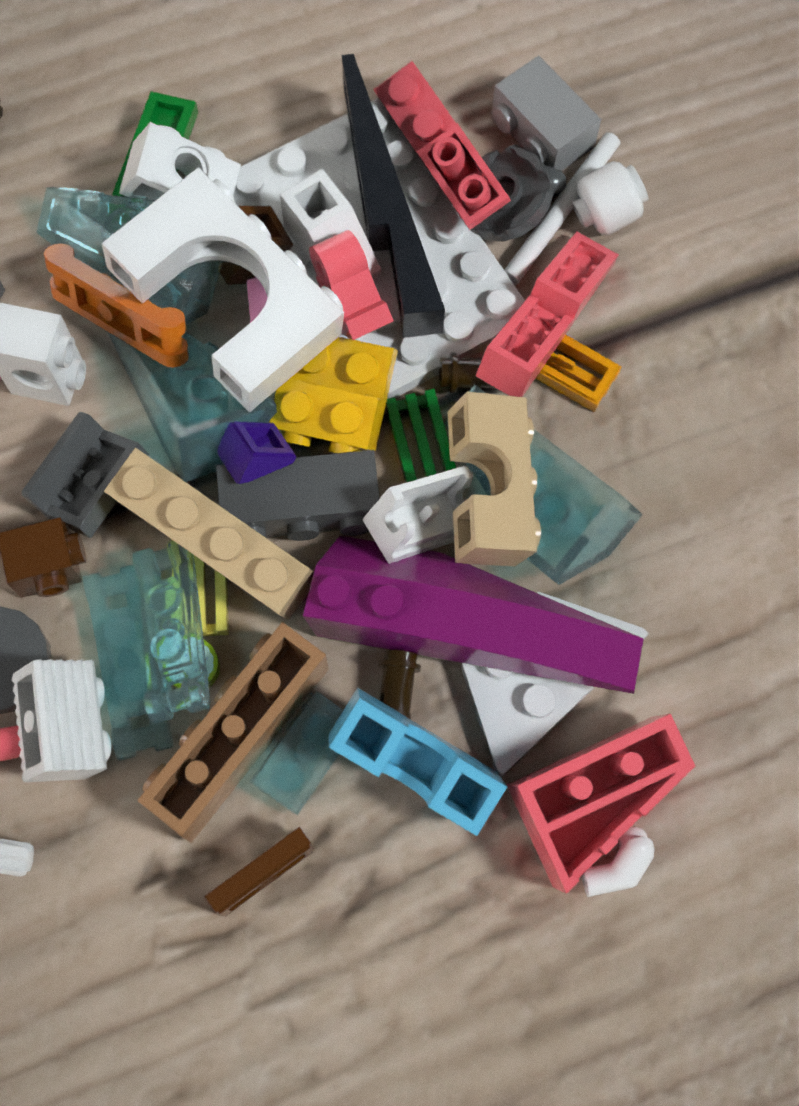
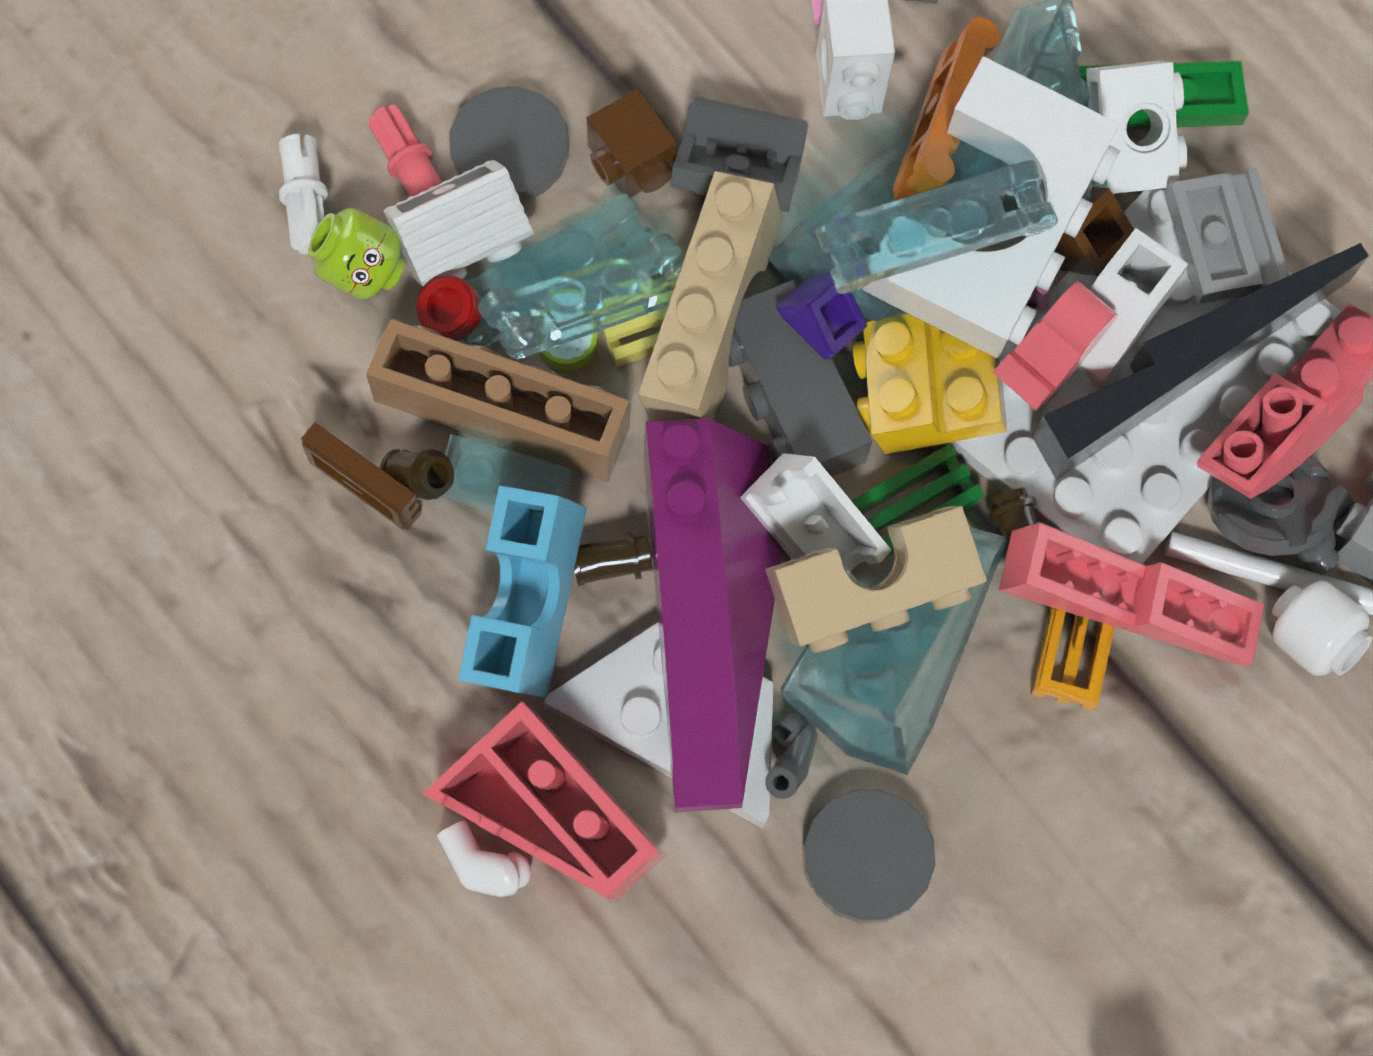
camera: 70 degrees right, 0 degrees up
(54, 818) = (356, 253): none -> lime head
(135, 751) = (449, 307): none -> red tile
(237, 326) = (936, 225): none -> clear light blue plate
(281, 813) = (424, 473): none -> dark brown pin
(292, 144) = (1226, 235): none -> light grey plate
(601, 595) = (795, 762): none -> dark grey arm
(690, 566) = (869, 856): none -> dark grey tile

